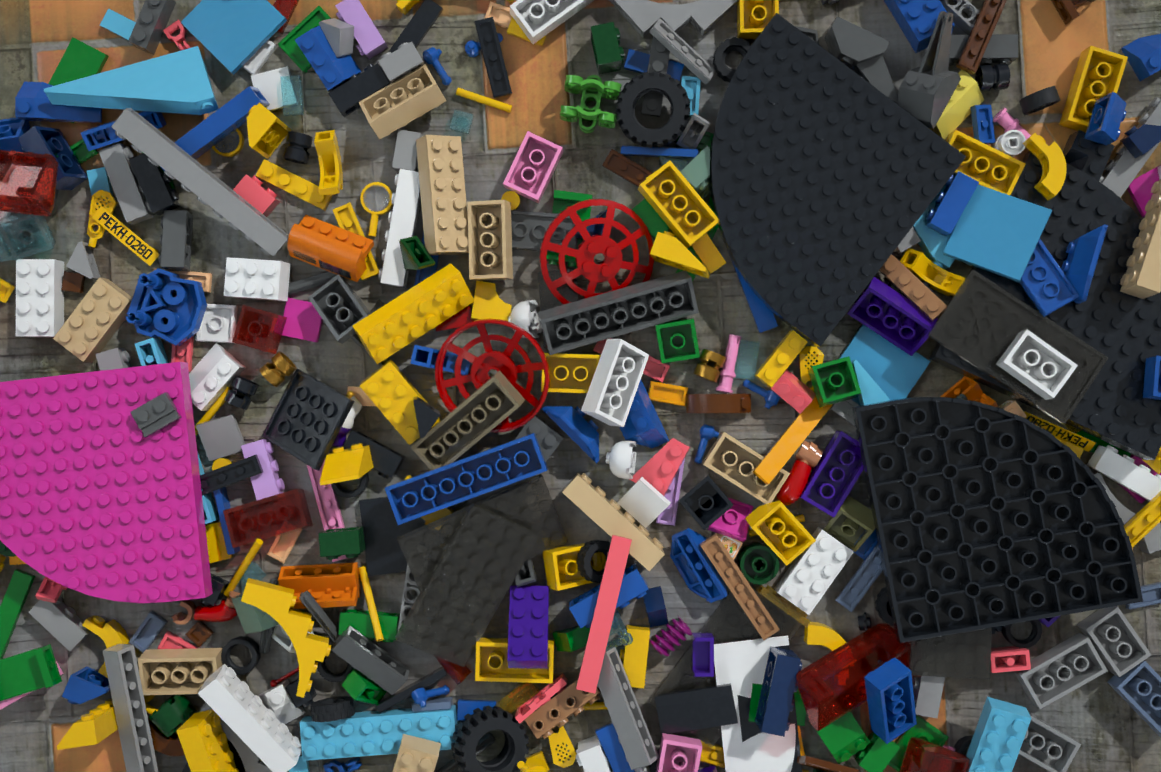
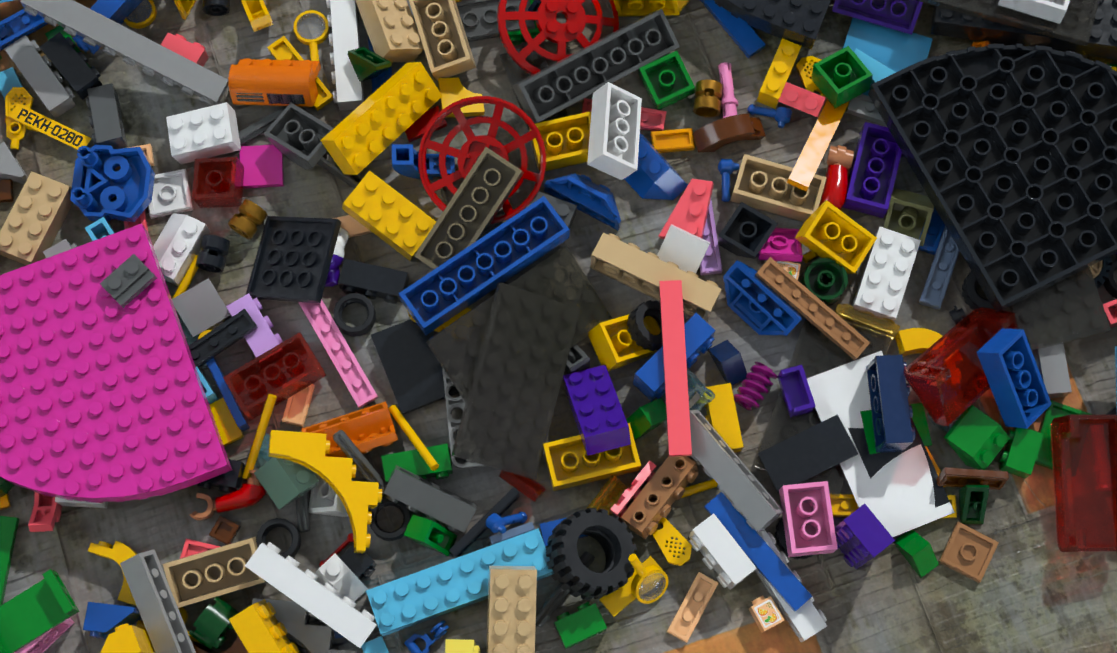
camera: 20 degrees left, 15 degrees down
(61, 623) = (61, 557): light grey brick -> none
(148, 631) = (166, 541): sand blue tile -> none
(292, 184) = (221, 36): yellow plate -> none
(332, 709) = (399, 565): black tyre -> none
(342, 542) = (365, 373): dark green brick -> none
(346, 464) = (351, 286): yellow slope -> none
(425, 415) = (421, 214): black slope -> none
(526, 317) = (500, 89): white cylinder -> none
(622, 459) = (645, 213): white cylinder -> none
(747, 359) = (744, 86): clear light blue tile -> none

